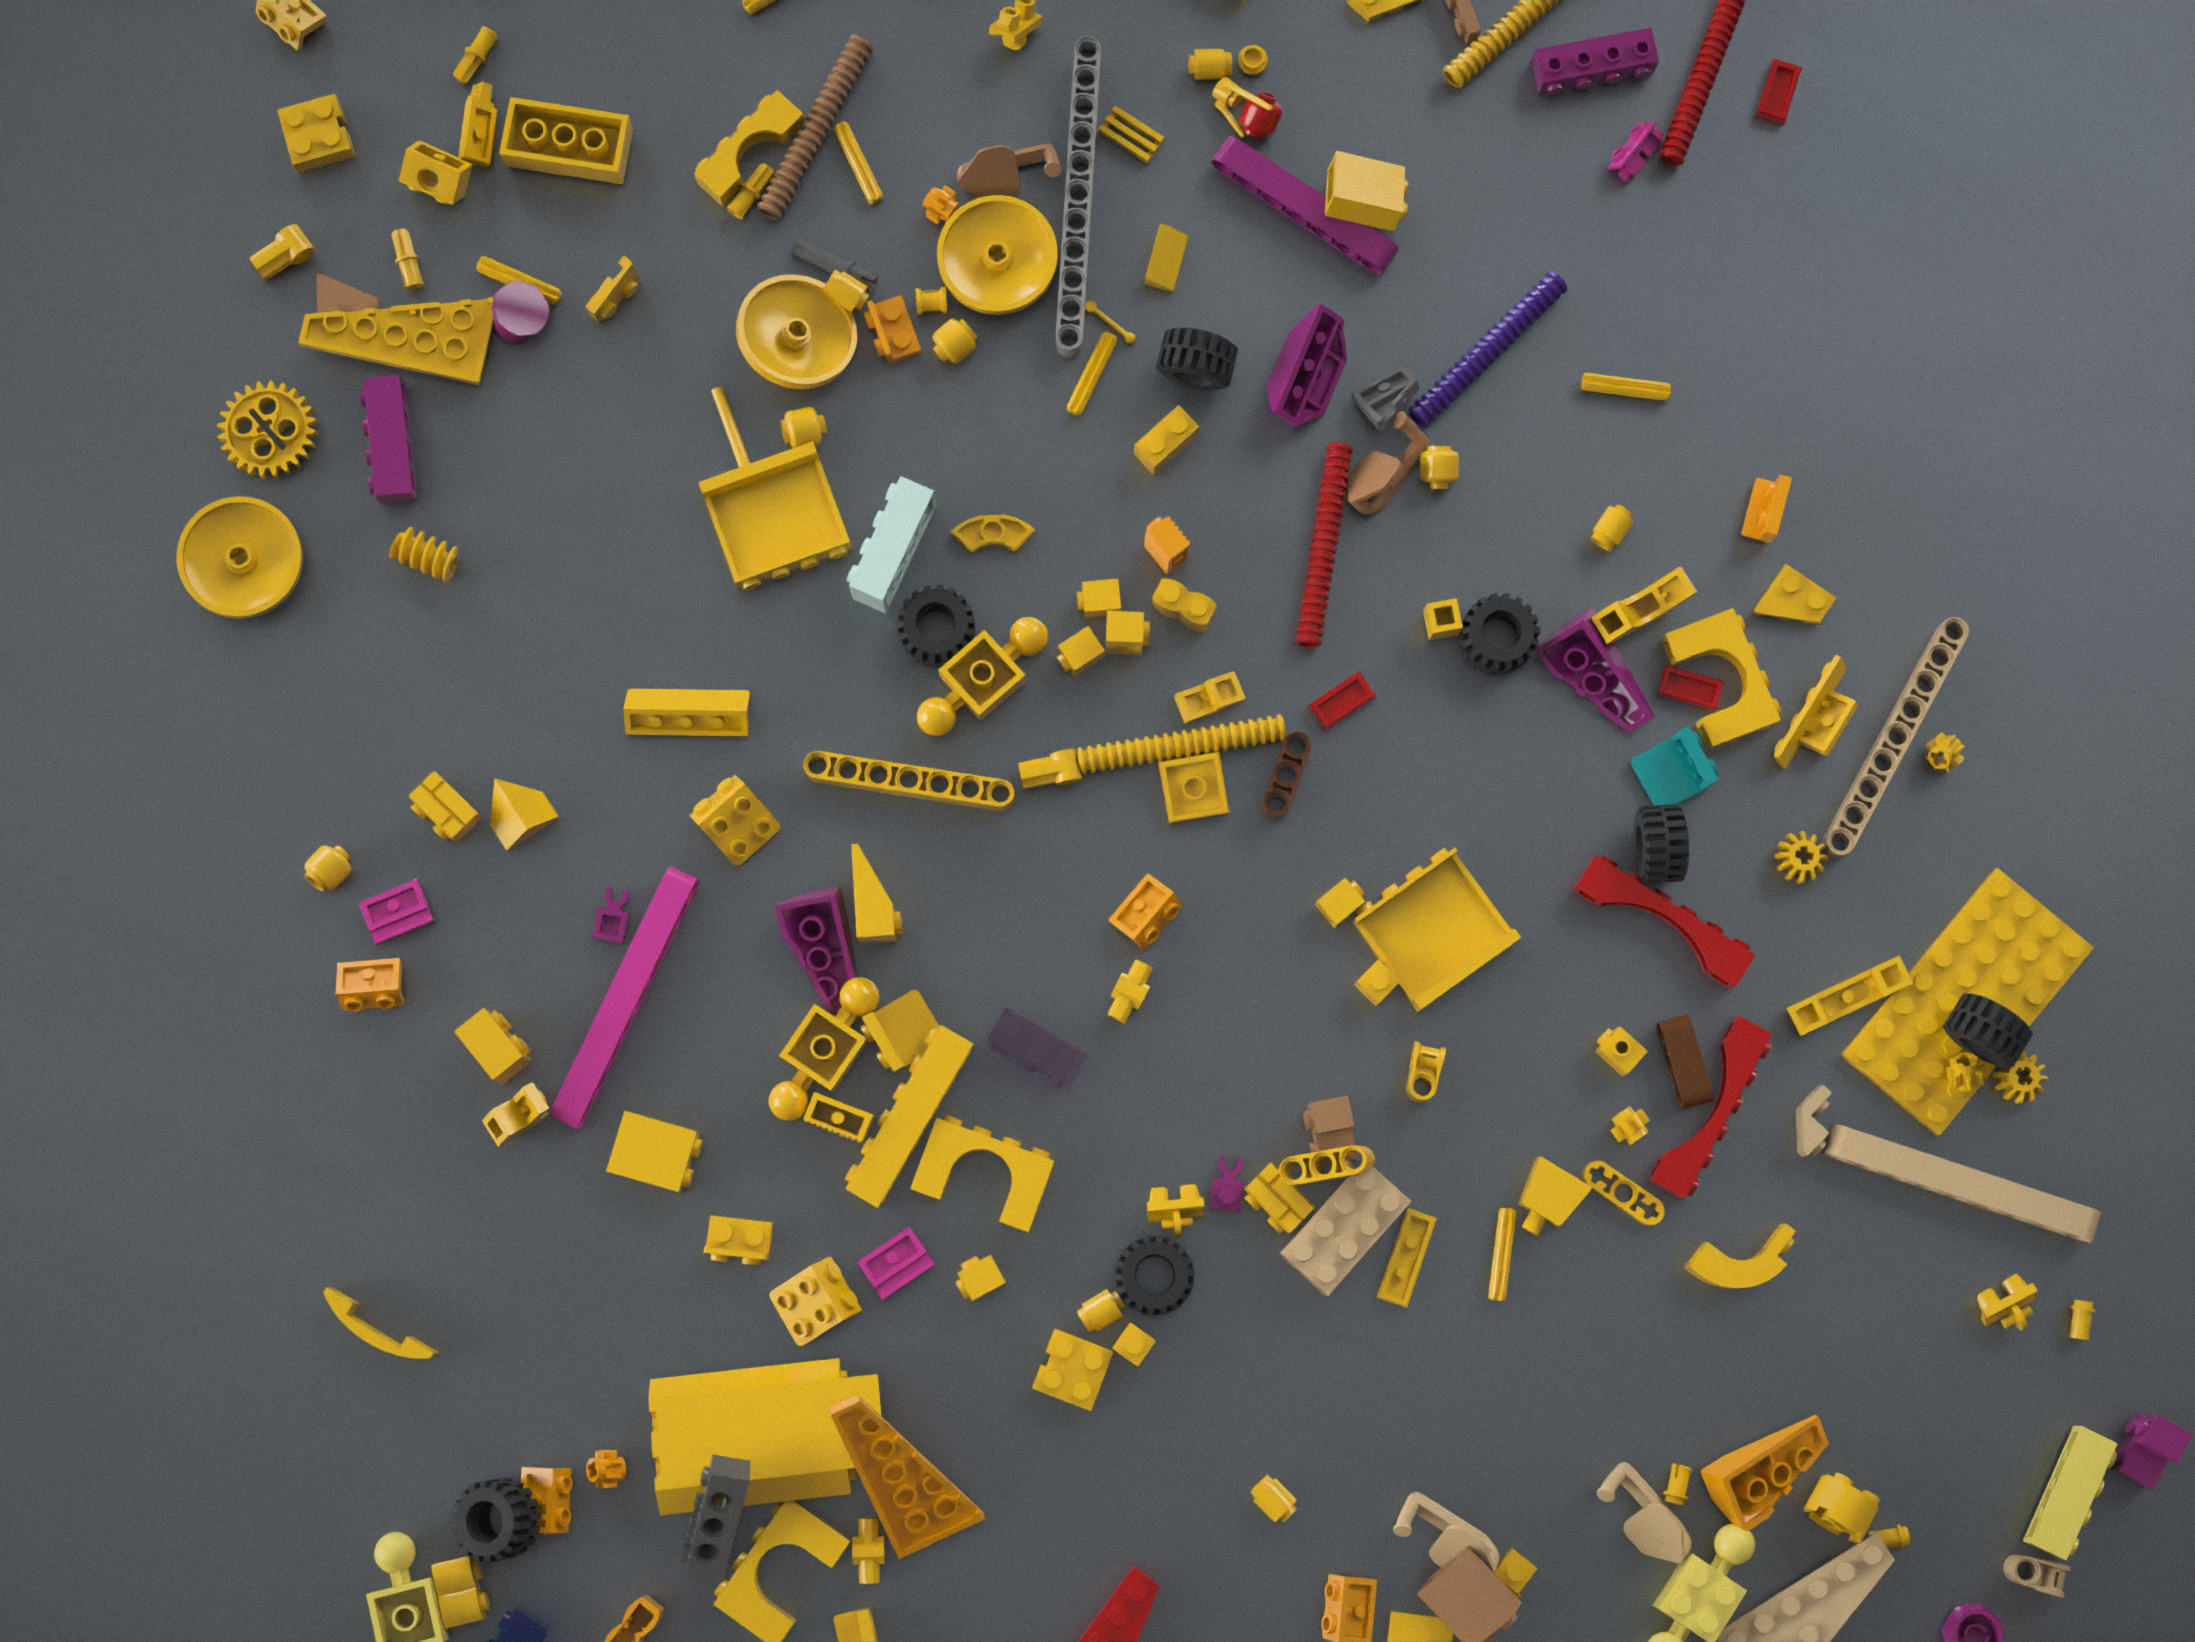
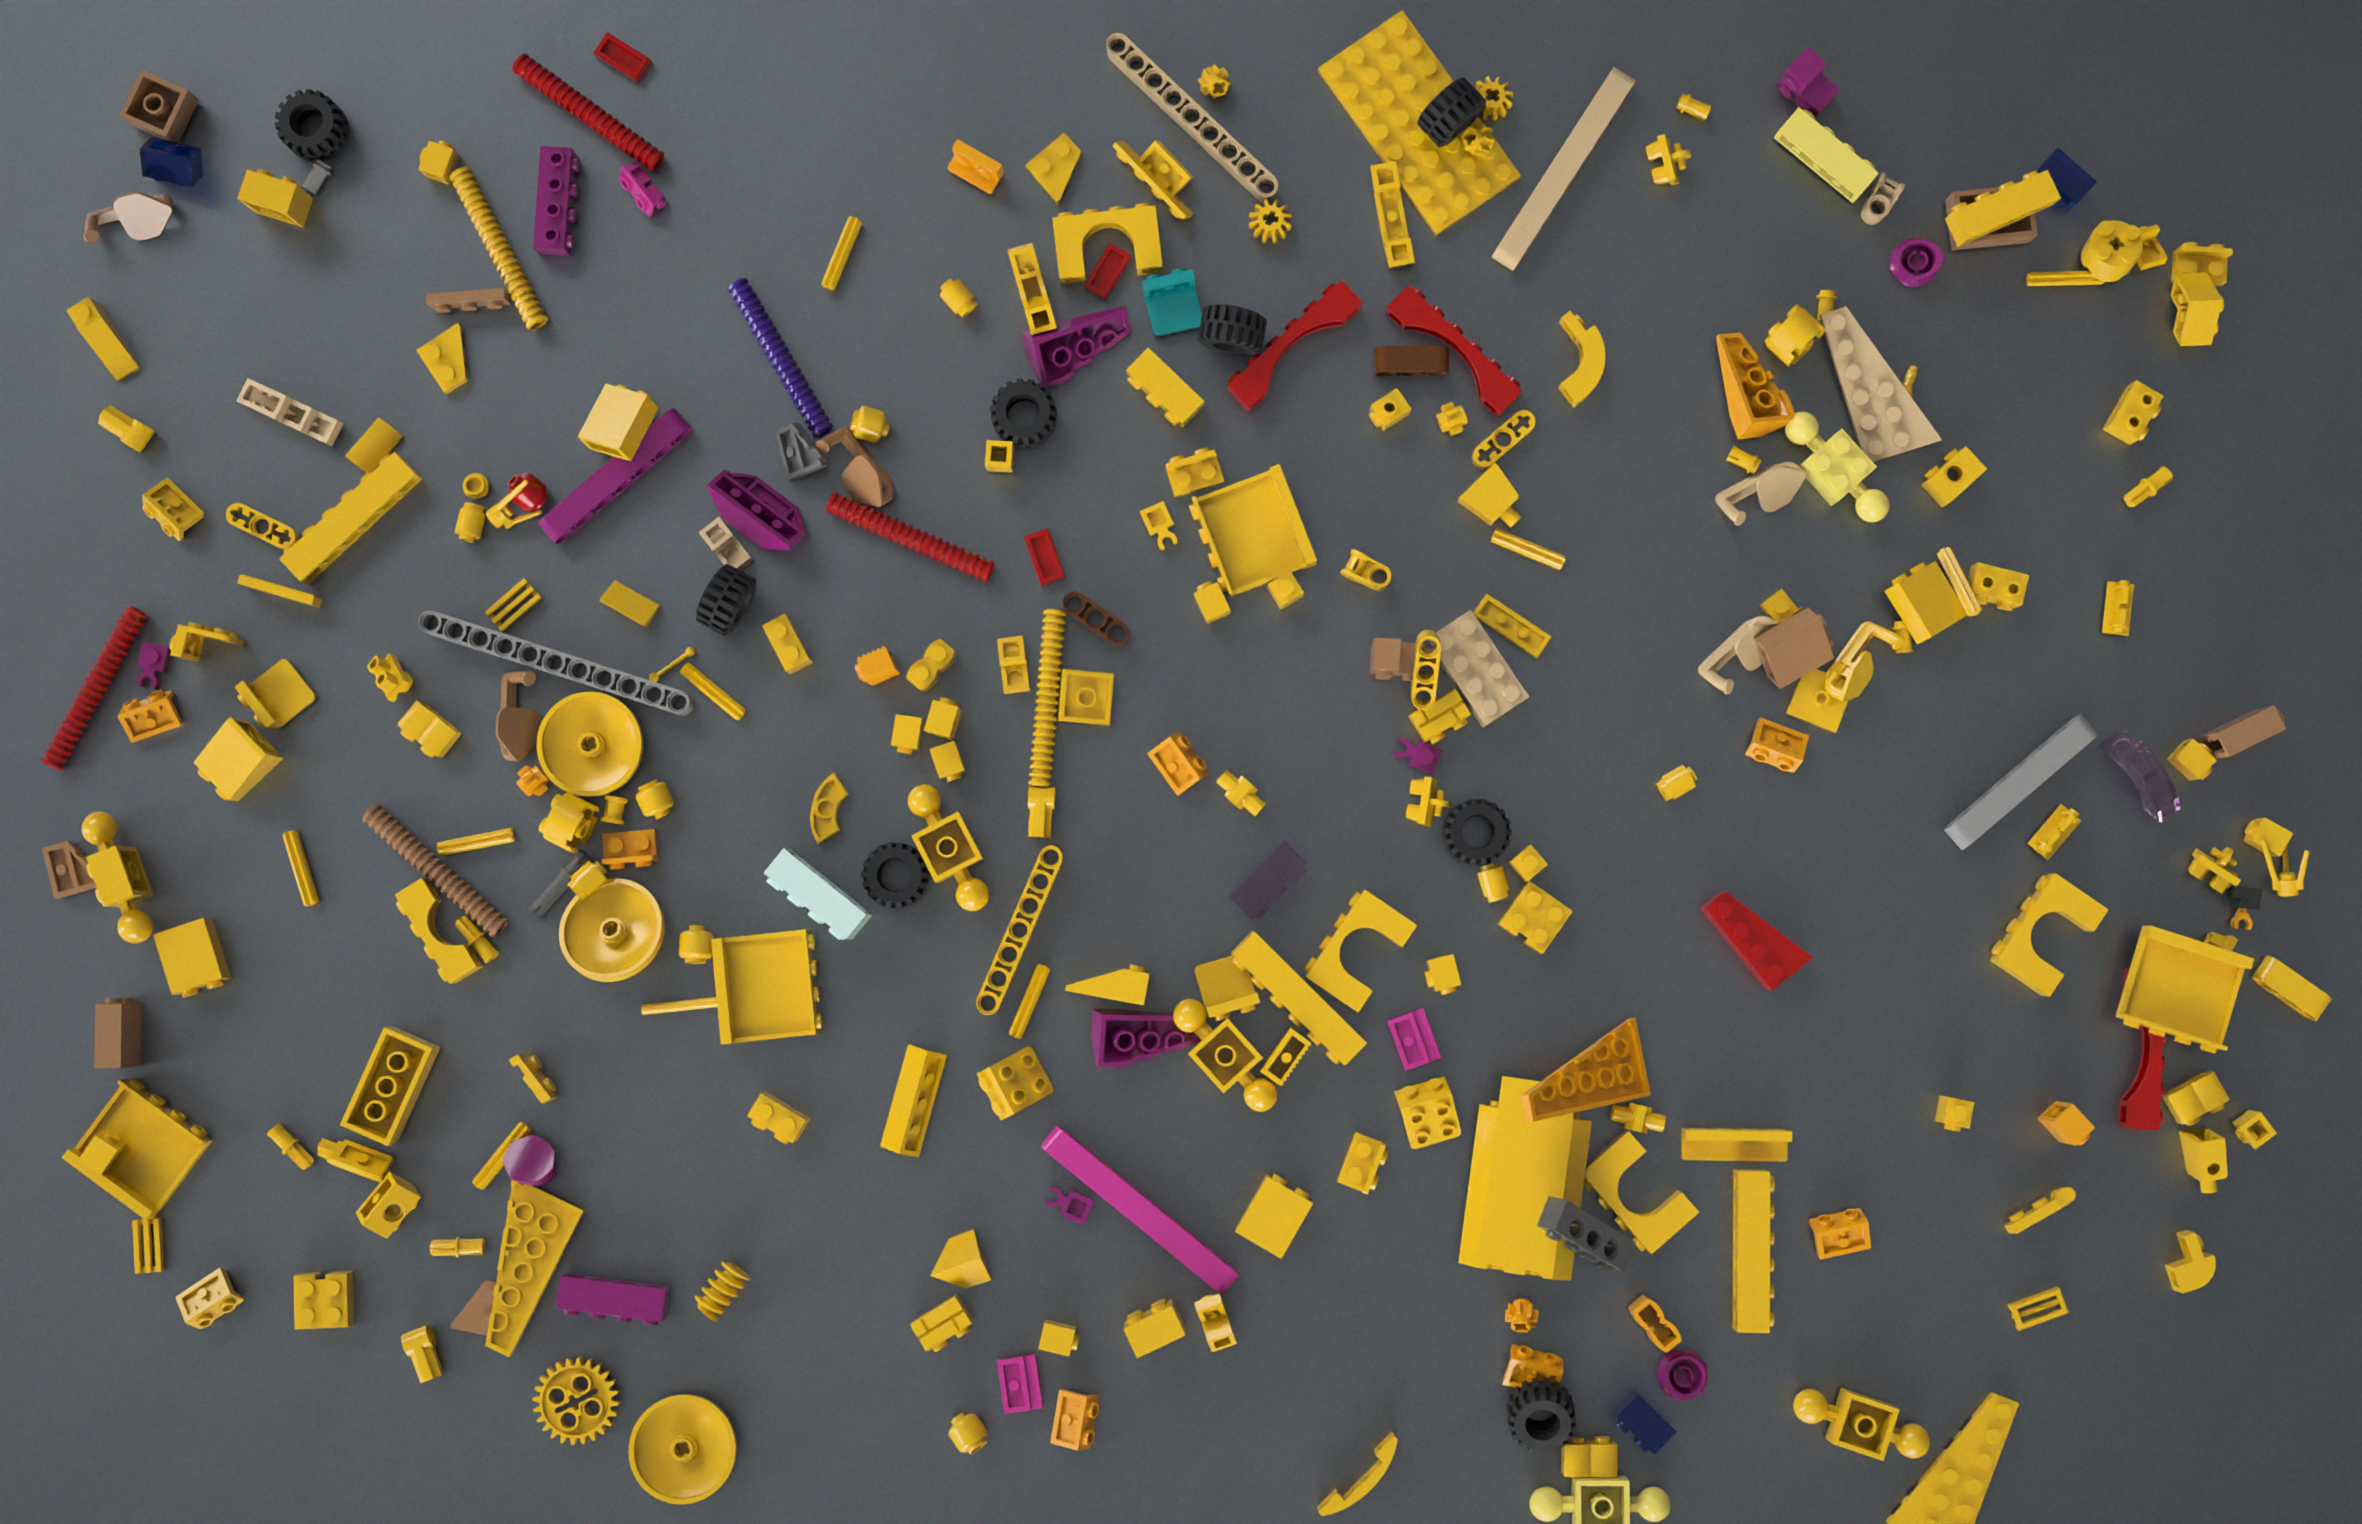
camera: 70 degrees left, 5 degrees up
(458, 941) = (1058, 1338): none -> yellow brick
(632, 567) = (778, 1117): none -> yellow brick
(831, 812) = (1029, 1001): none -> yellow axle
(904, 255) = (569, 822): none -> yellow brick
(969, 80) = (428, 729): none -> yellow brick
(1260, 345) = (725, 544): none -> tan slope
(1417, 817) = (1157, 522): none -> yellow plate
(1485, 845) = (1194, 472): none -> yellow bracket
(1572, 785) = (1164, 388): none -> yellow brick
(1809, 1132) = (1494, 278): tan slope -> none

